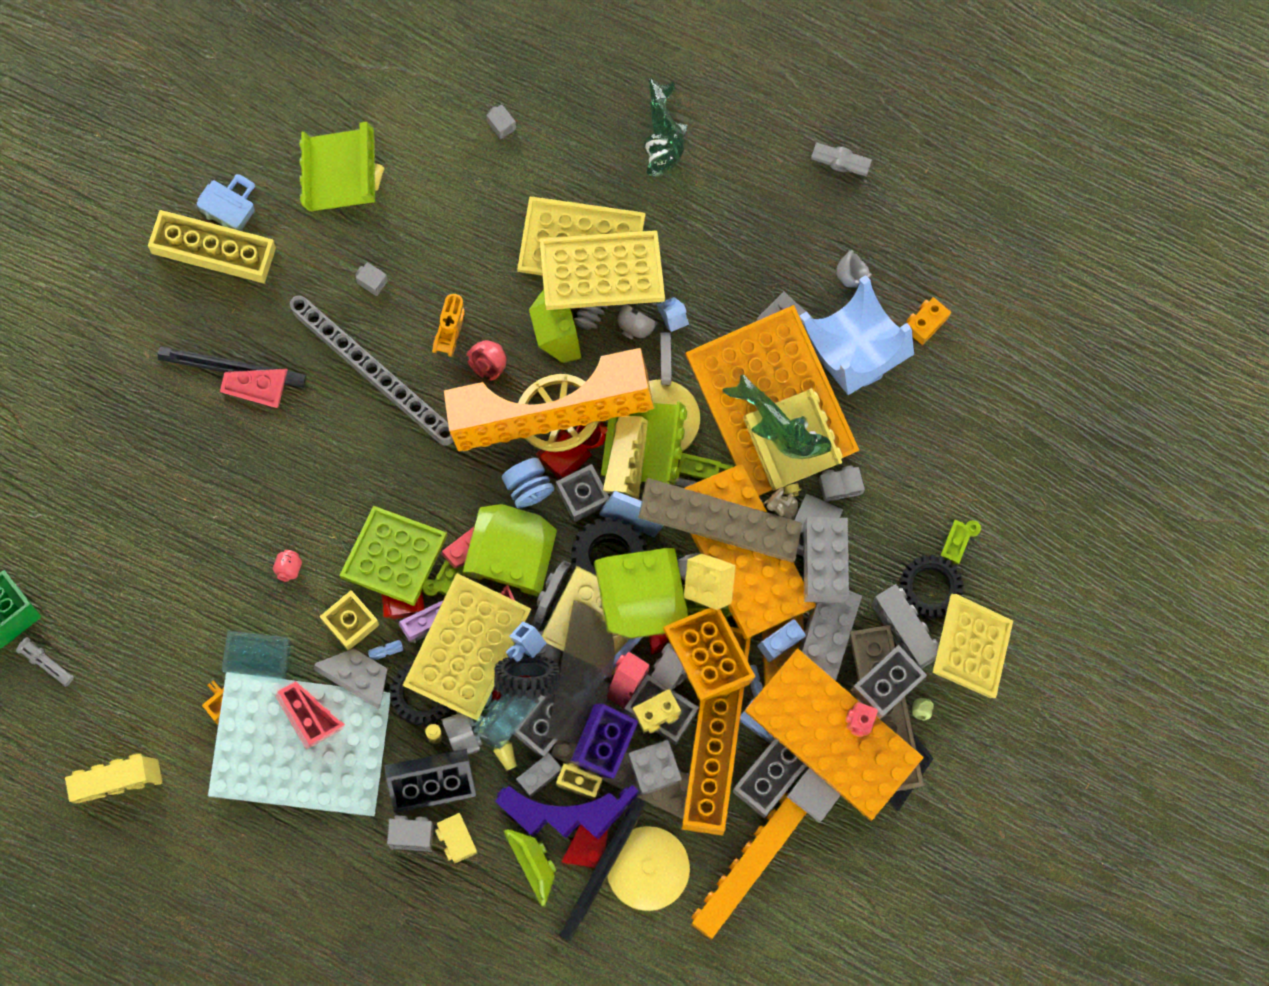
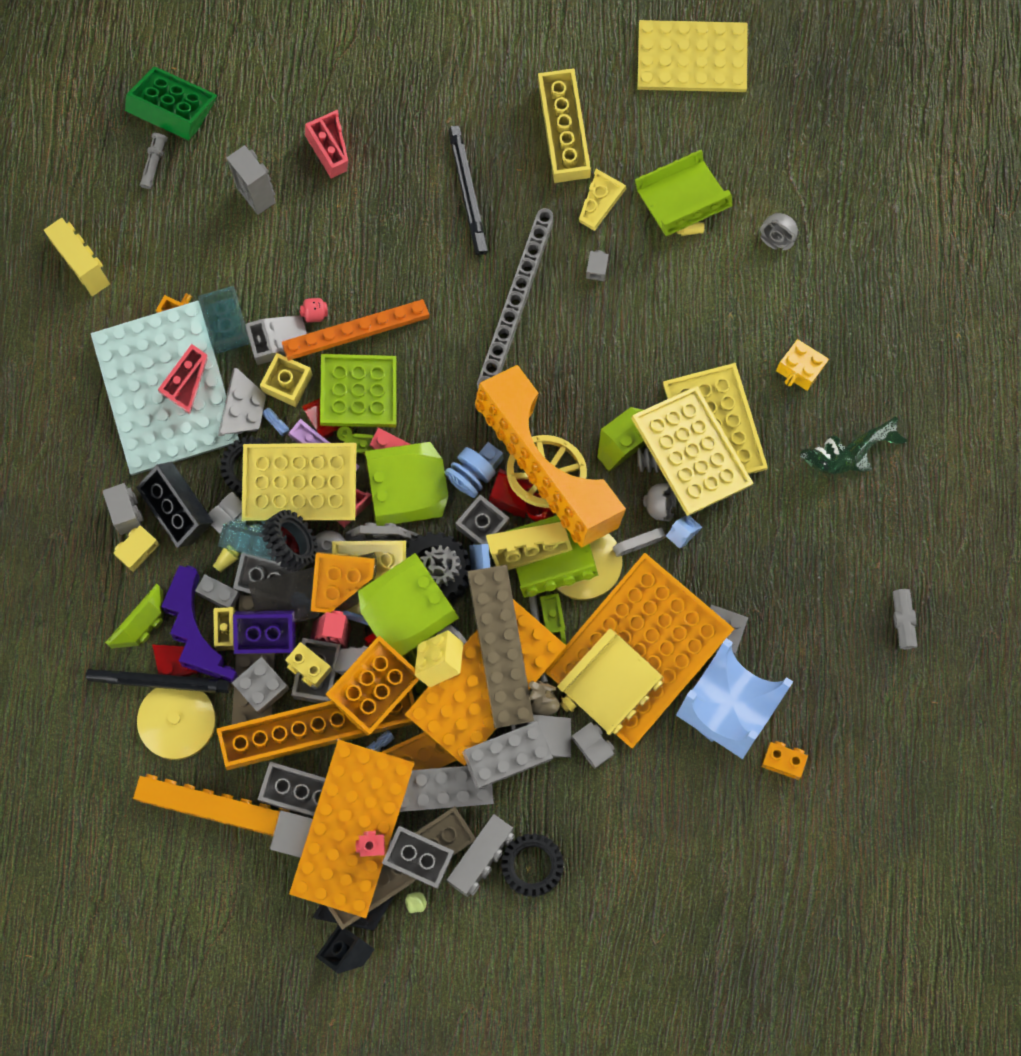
camera: 75 degrees right, 0 degrees up
(117, 479) = (328, 143): none -> coral wedge
(125, 565) = (251, 179): none -> light grey brick
(196, 100) = (692, 56): none -> light yellow plate
(225, 205) = (606, 121): light blue piece -> none
(256, 385) = (458, 215): coral wing -> none
(300, 612) = (268, 333): none -> light grey slope
(303, 246) = (602, 196): none -> light yellow wing
(329, 532) = (355, 329): none -> orange plate
(418, 99) = (779, 231): none -> light grey cylinder
(434, 734) = (217, 490): light yellow cylinder -> none
(450, 325) = (583, 346): light orange piece -> none
(487, 359) = (569, 392): coral cylinder -> none
(500, 121) = (794, 308): light grey brick -> none
(517, 455) = (492, 455): none -> light blue brick
(526, 641) = (322, 528): light blue brick -> none
(559, 139) = (801, 365): none -> yellow plate
(586, 646) = (338, 579): none -> light orange plate
(611, 538) = (442, 558): none -> light grey gear
(781, 640) = (420, 748): light blue brick -> none
(786, 434) = (609, 659): clear green piece -> none
(851, 270) = (802, 672): light grey hair -> none
(941, 794) = (344, 951): none -> black slope
(958, 539) = (588, 872): lime hinge -> none
(973, 646) = (488, 923): light yellow plate -> none

